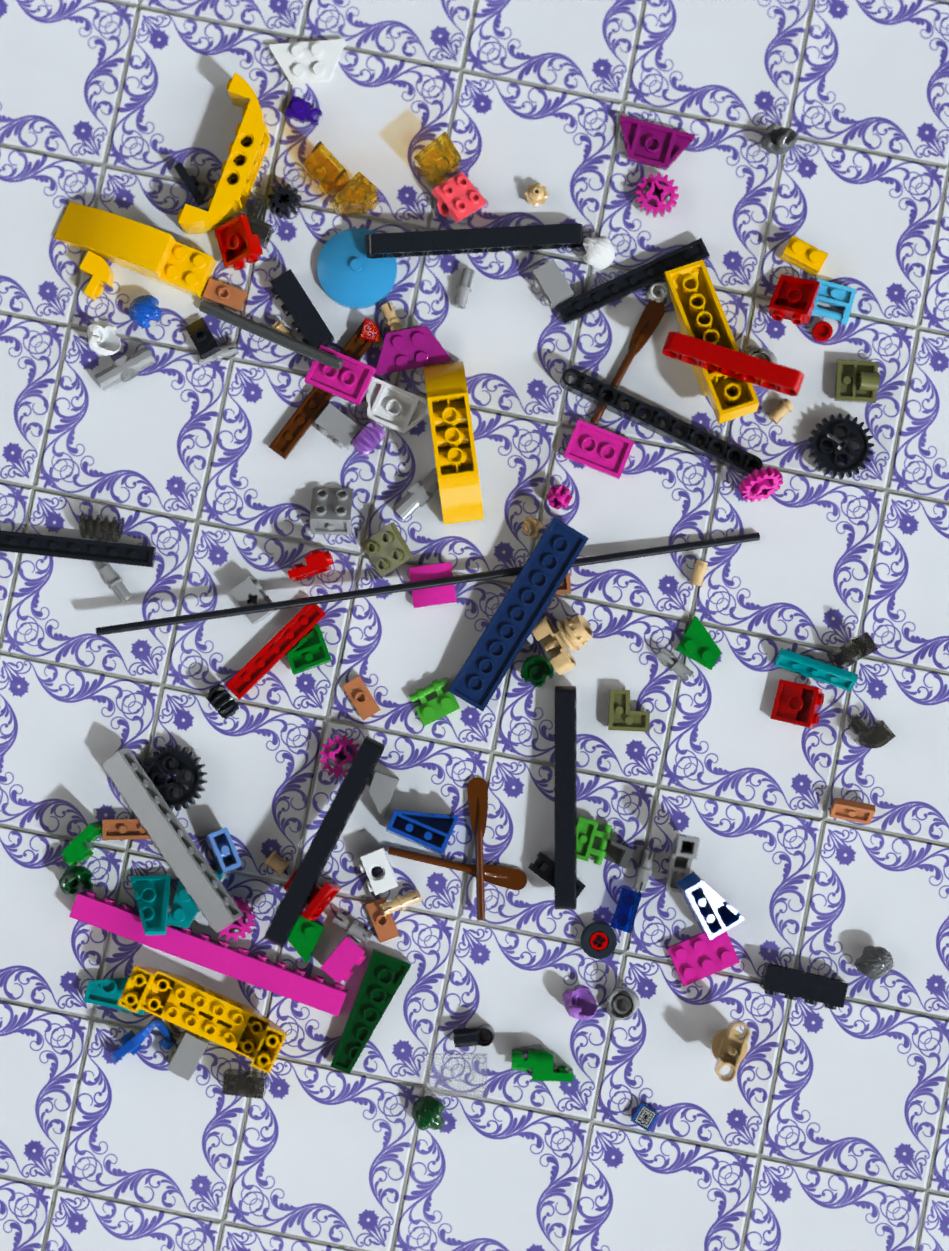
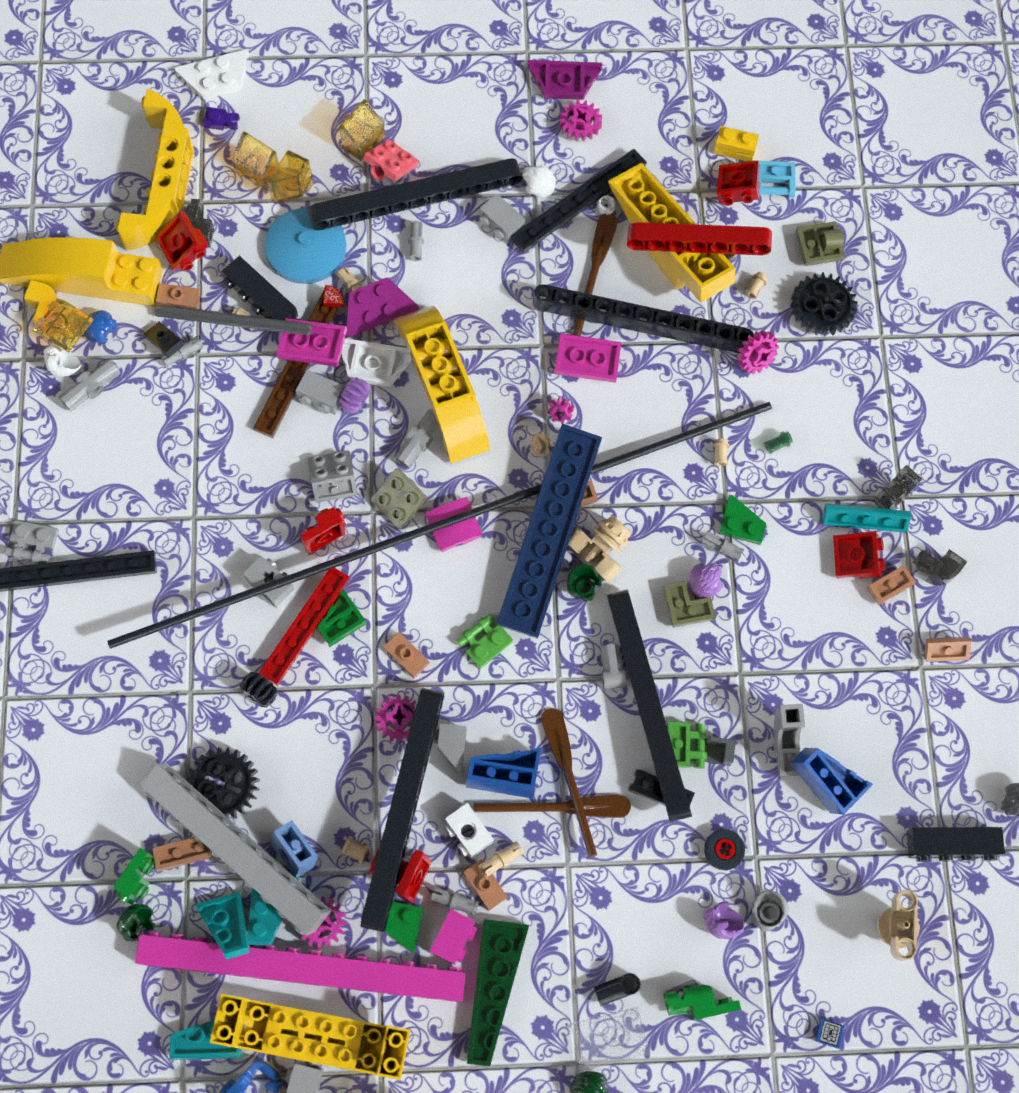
camera: 20 degrees left, 15 degrees down
(49, 505) = (35, 536): none -> light grey plate
(100, 528) = (93, 544): clear smoke piece -> none
(110, 305) = (62, 325): none -> clear yellow slope
(115, 583) = (119, 597): light grey axle -> none
(190, 182) = (120, 200): black plate -> none
(281, 207) = (220, 199): black gear -> none
(536, 194) = (465, 144): tan plant -> none
(542, 758) = (612, 674): none -> light grey piece
(626, 910) = (744, 809): clear blue plate -> none
(644, 870) = (751, 762): light grey pin -> none
(649, 693) = (705, 580): none -> medium lavender hair
(702, 957) = (839, 839): dark pink plate -> none
(756, 575) = (779, 442): none -> clear green pin
(779, 140) = (683, 52): dark grey hair -> none
(819, 738) = (891, 585): none -> nougat plate
(822, 331) = (773, 208): red tile -> none

